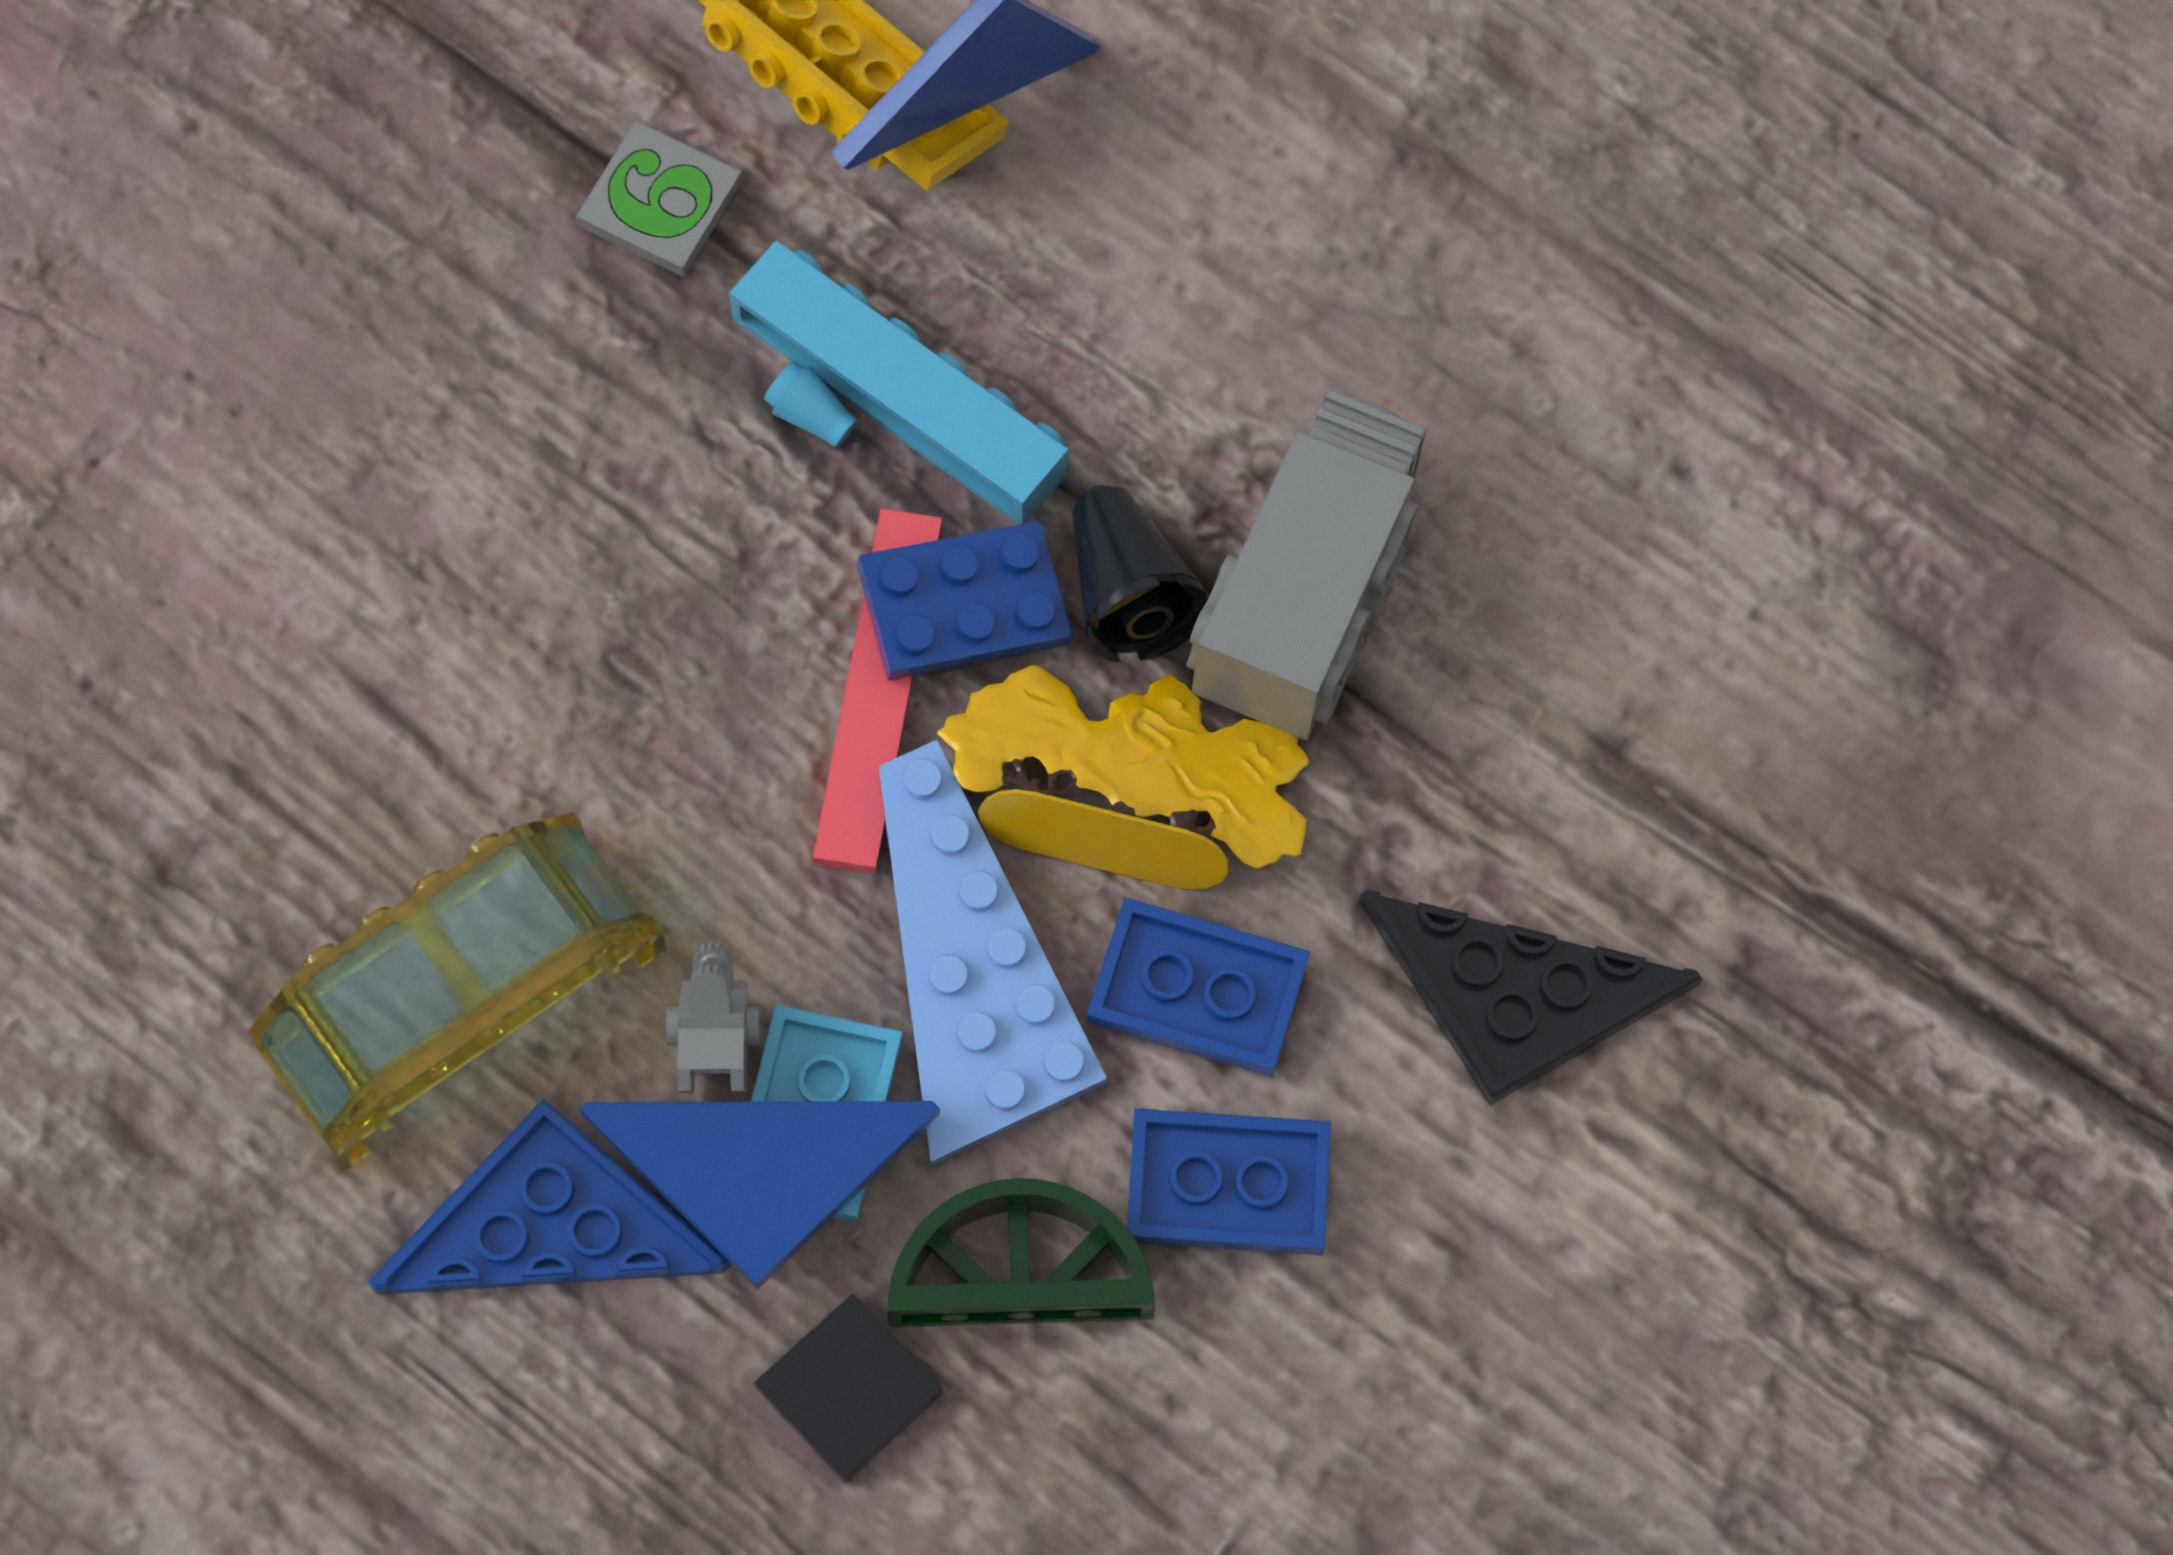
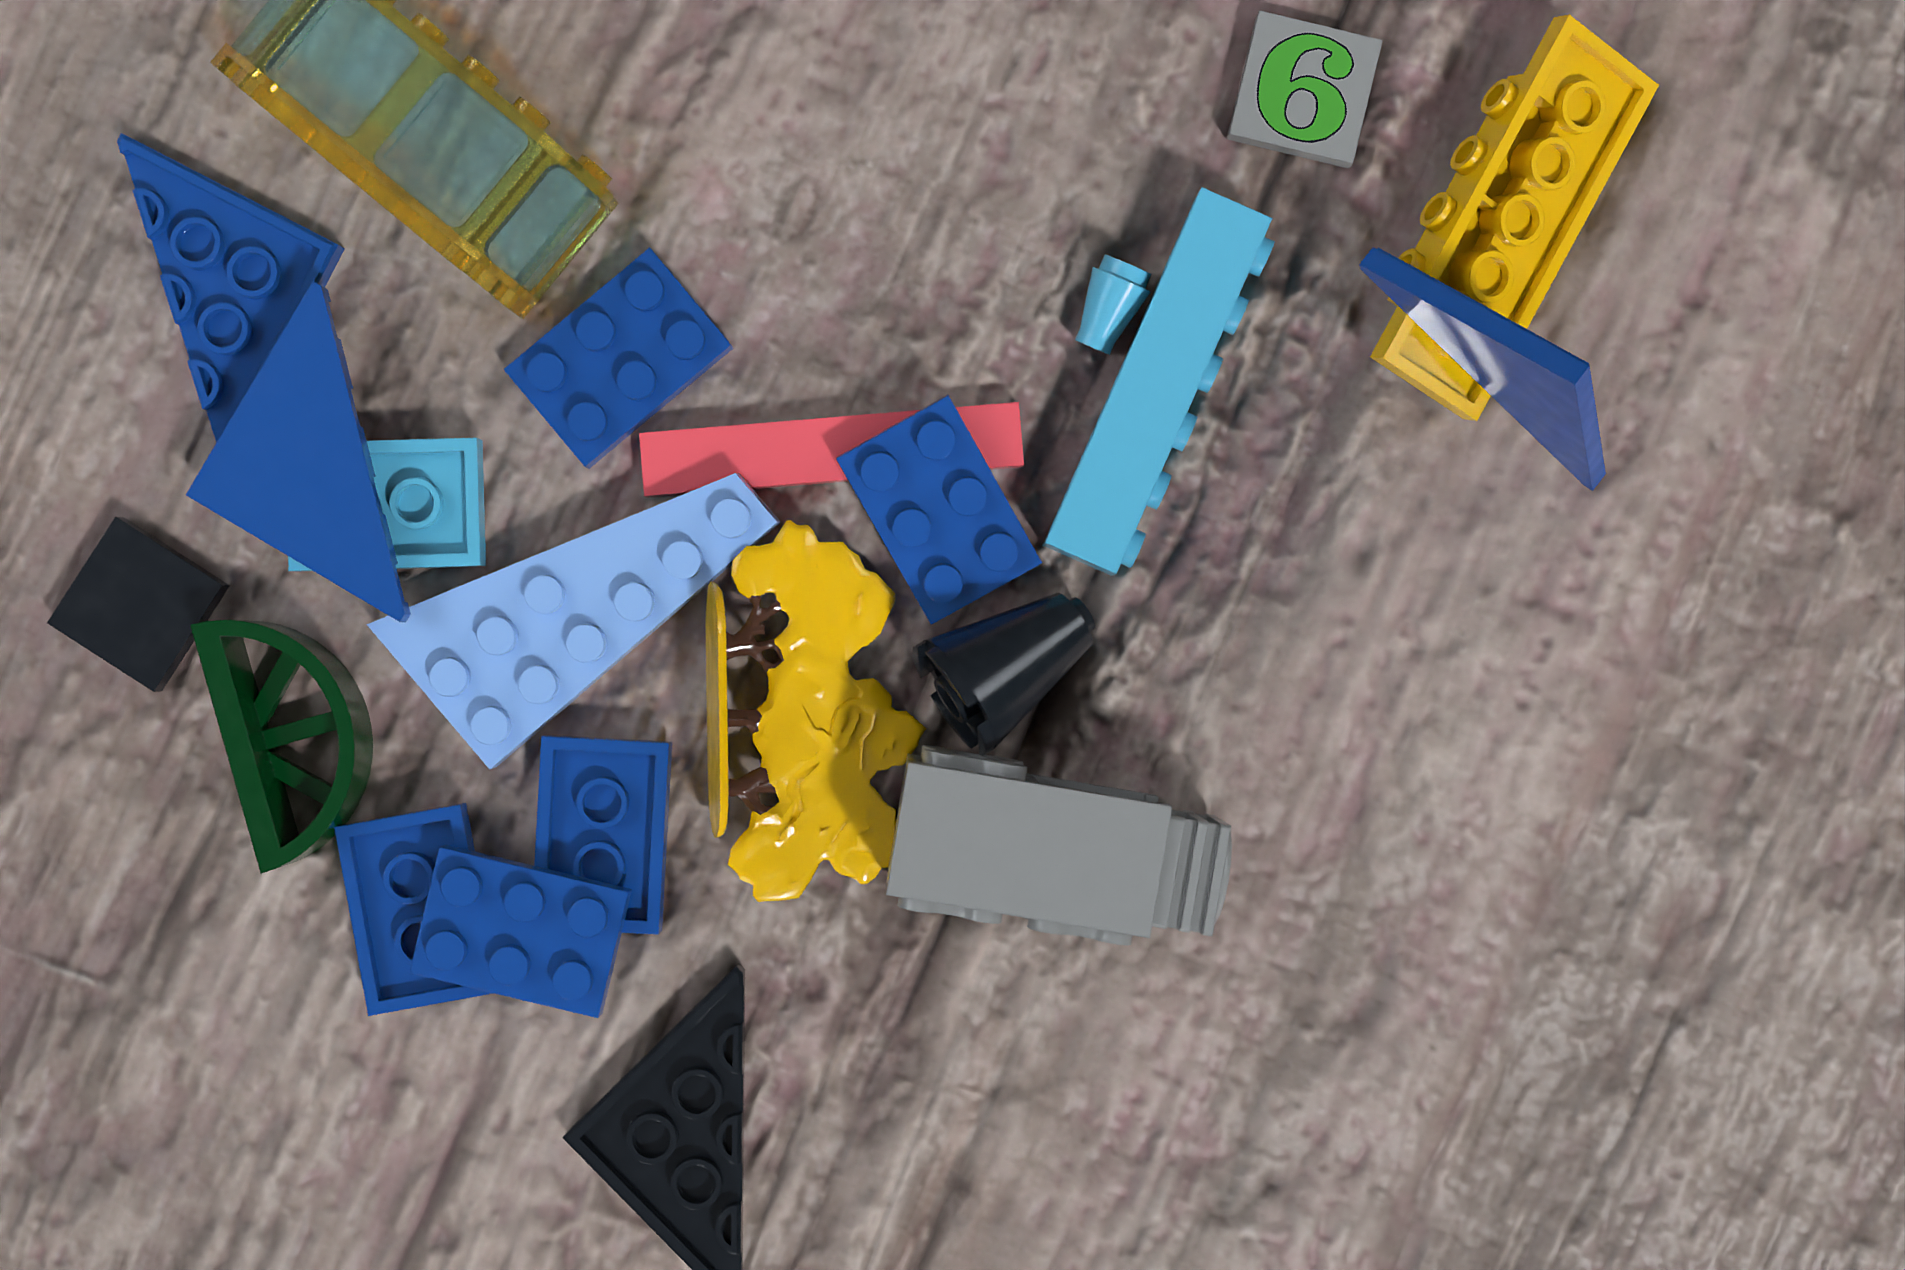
camera: 75 degrees right, 20 degrees up
(713, 1021) = (421, 387): light grey hinge -> none
(734, 861) = (618, 358): none -> blue plate
(1274, 1073) = (520, 931): none -> blue plate

